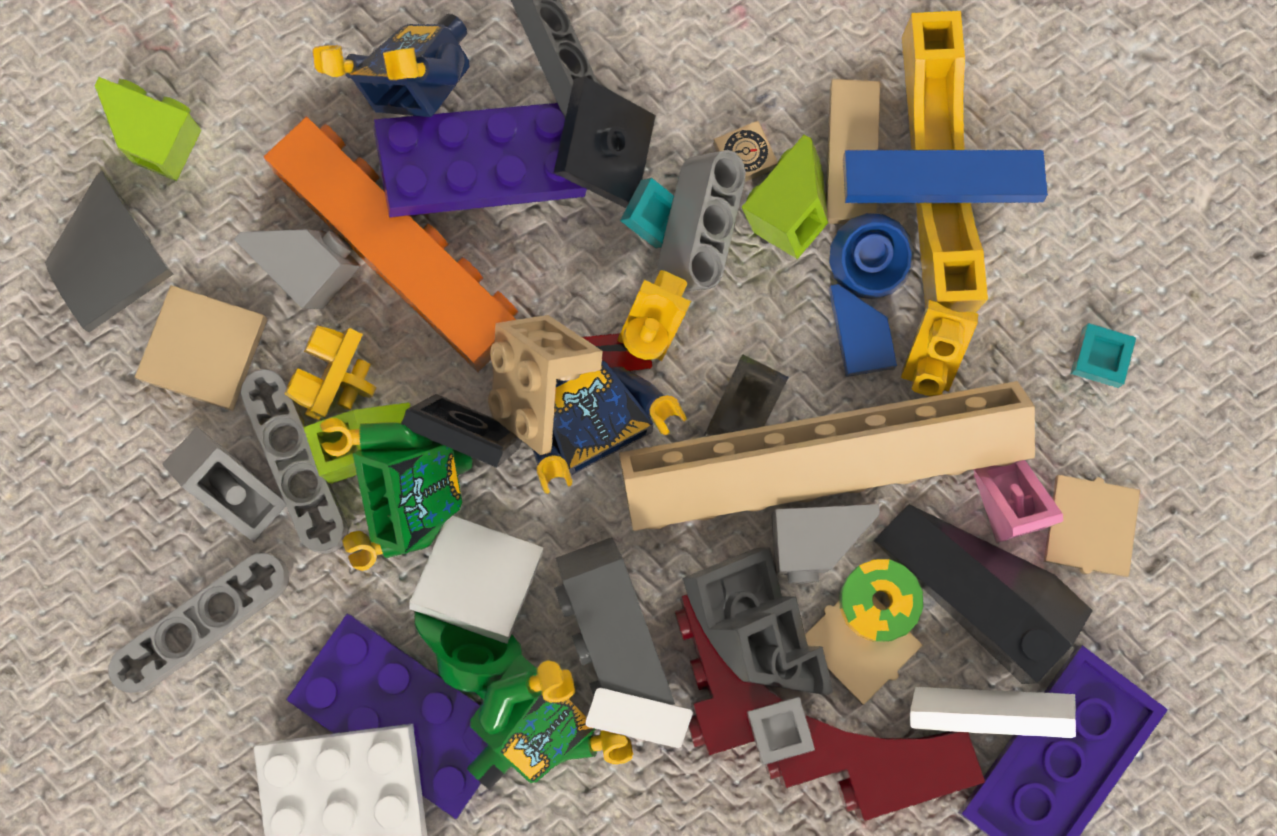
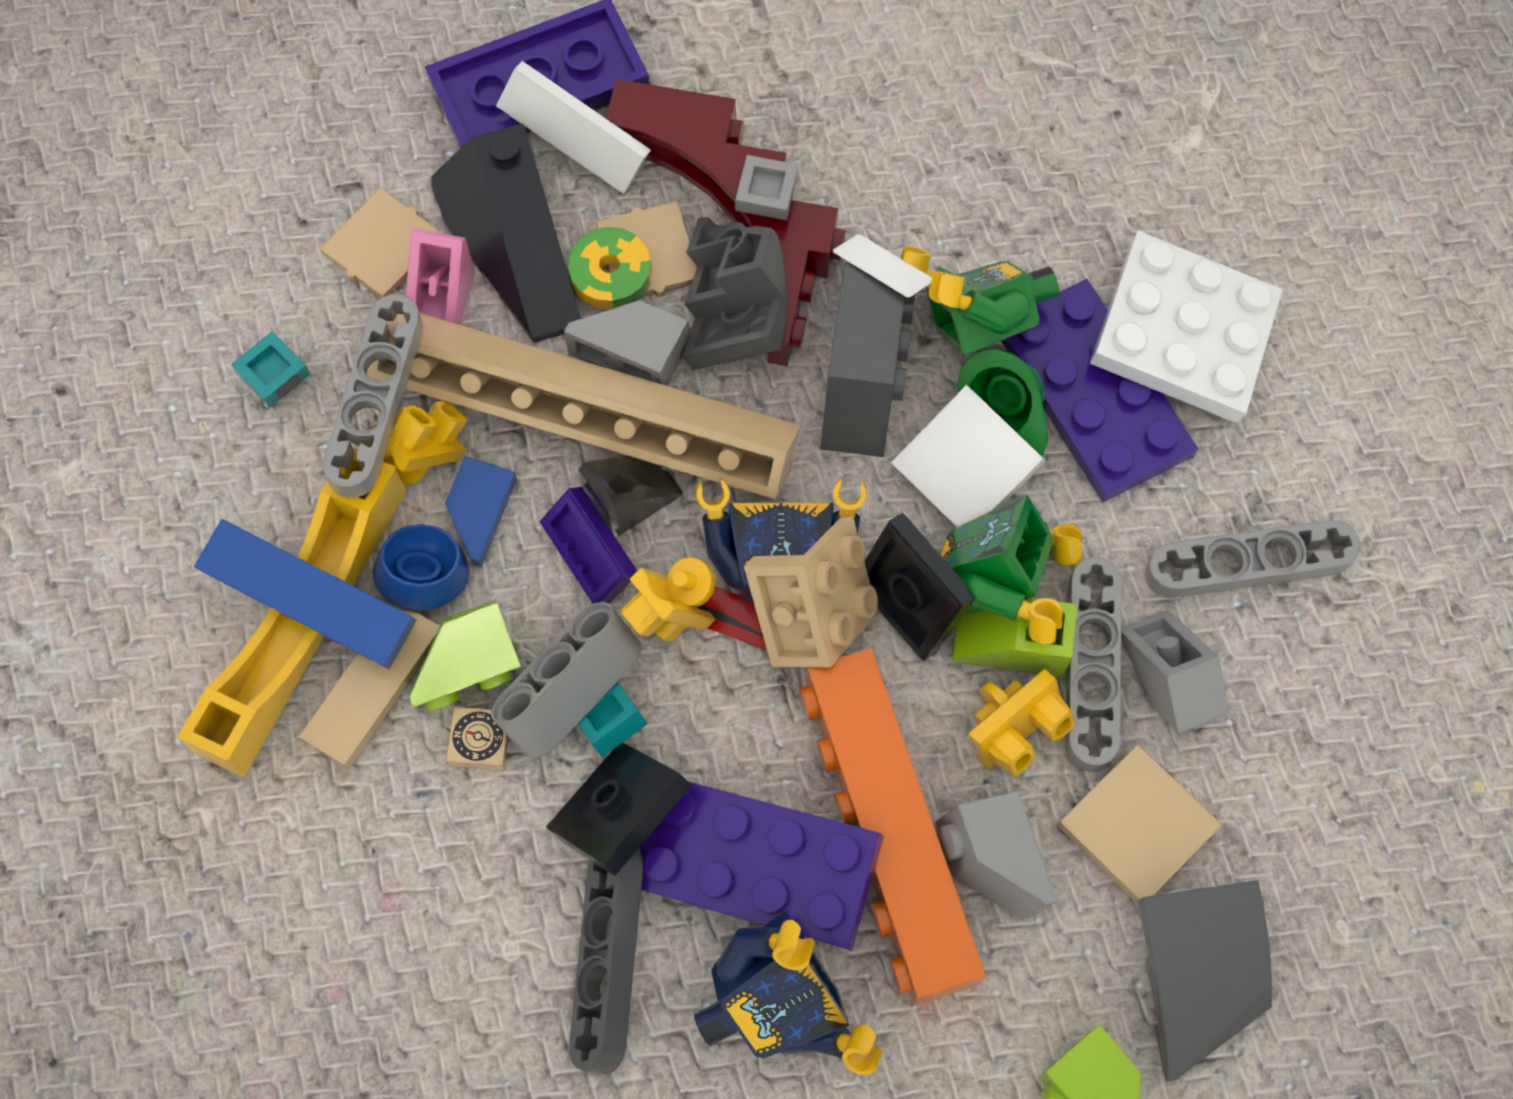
camera: 150 degrees left, 10 degrees down
(746, 335) = (588, 546): none -> dark purple plate
(983, 343) = (367, 393): none -> light grey beam

